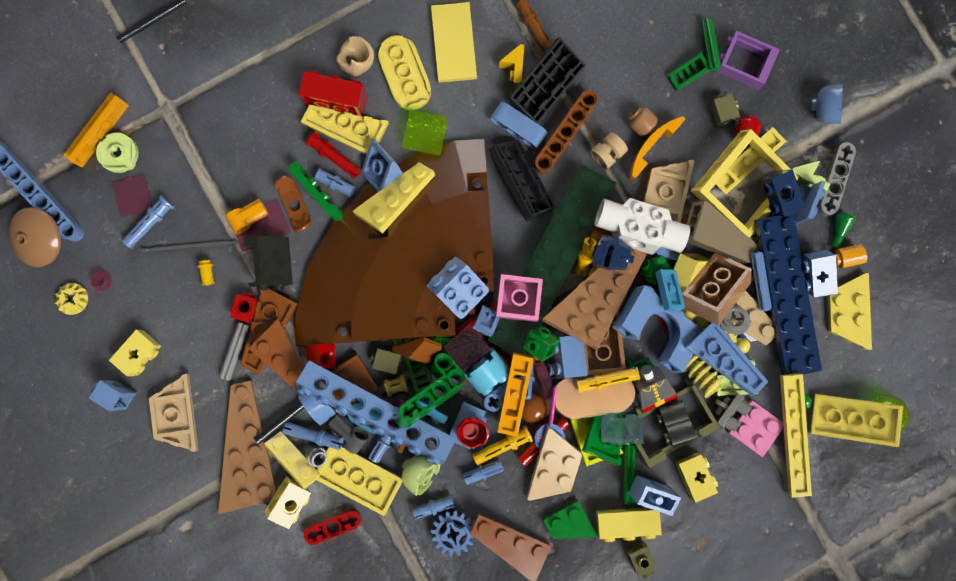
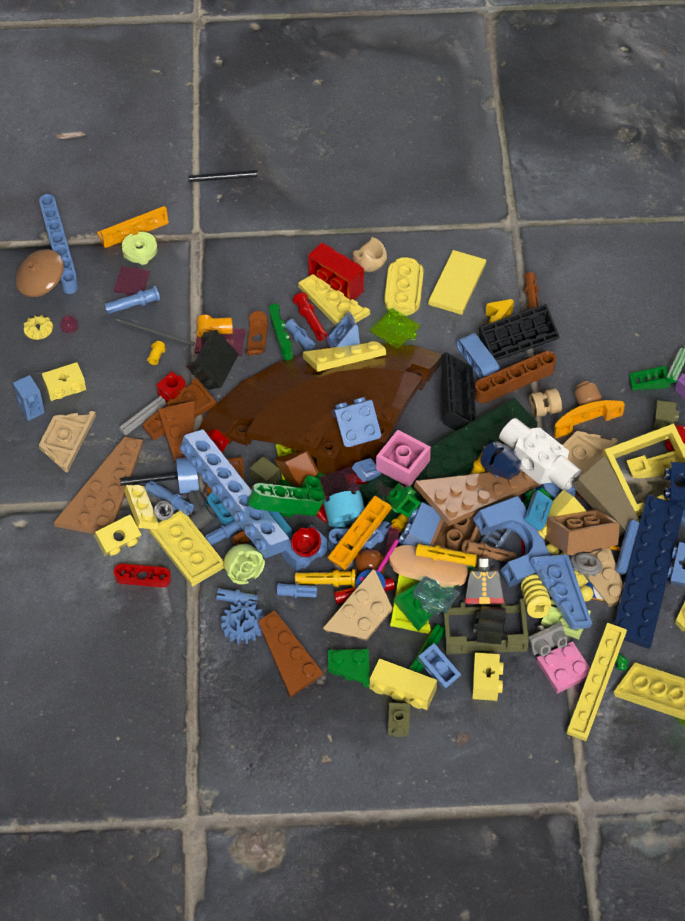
camera: 30 degrees right, 30 degrees down
(636, 355) = (484, 550): none -> medium nougat pin

